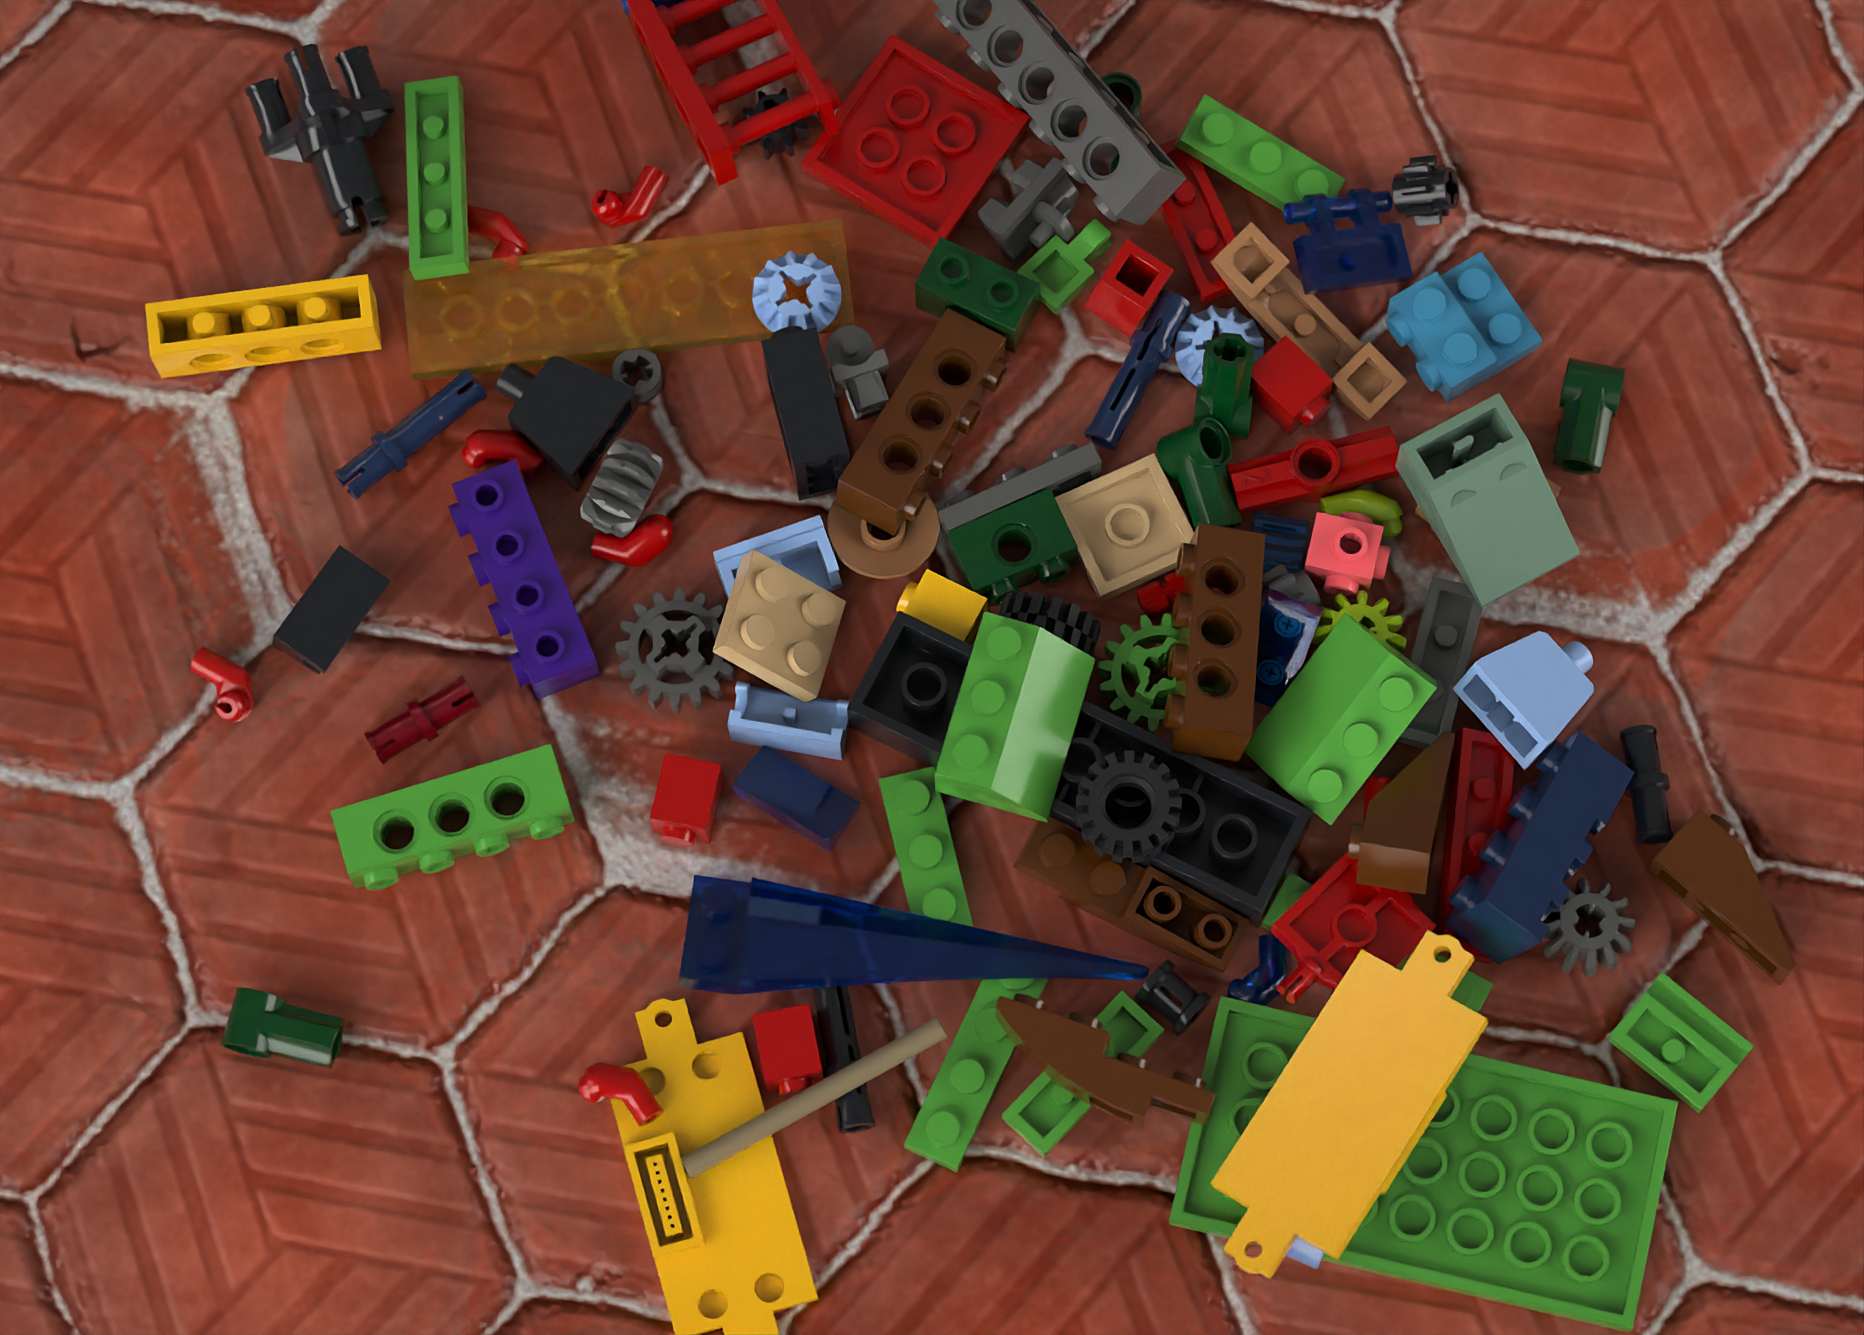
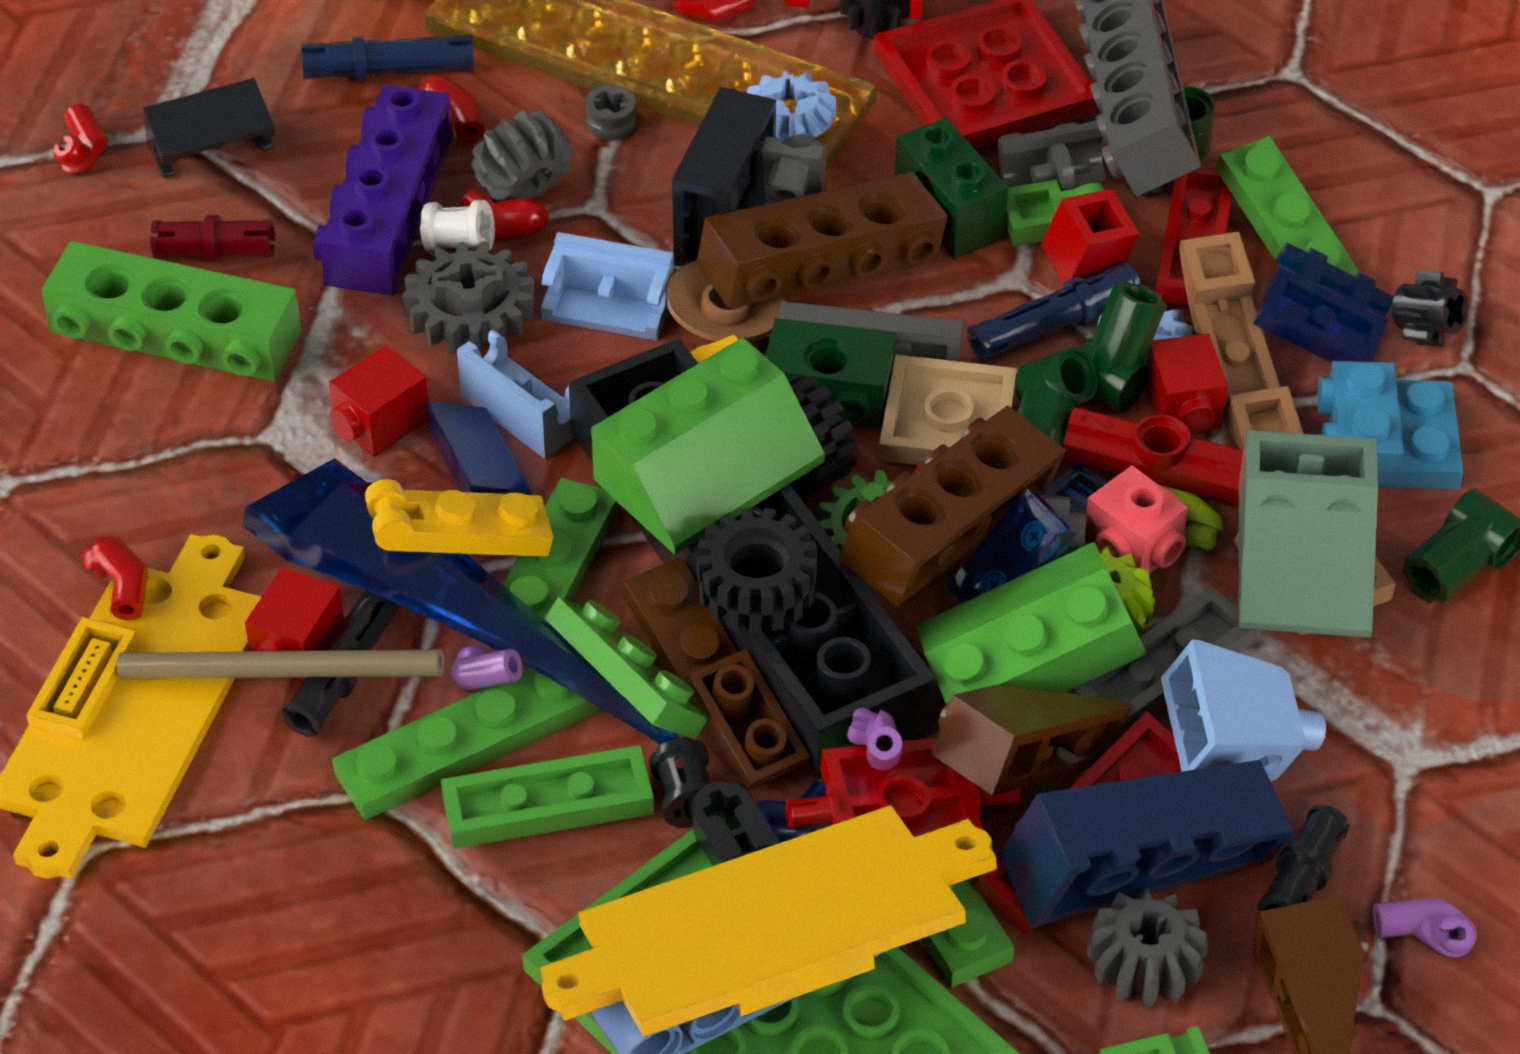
camera: 30 degrees right, 25 degrees down
(567, 414) = (531, 82): black torso -> none
(615, 586) = (449, 225): none -> white bush
(779, 626) = (567, 312): tan plate -> none
(859, 890) = (458, 521): none -> yellow plate
(959, 1003) = (478, 670): none -> medium lavender arm
(1066, 931) = (628, 666): none -> bright green plate
(1075, 1058) = (555, 782): reddish brown slope -> none
(1261, 1018) = (713, 835): none -> black beam
(1317, 898) = (879, 736): none -> medium lavender arm
(1756, 772) = (1430, 921): none -> medium lavender arm

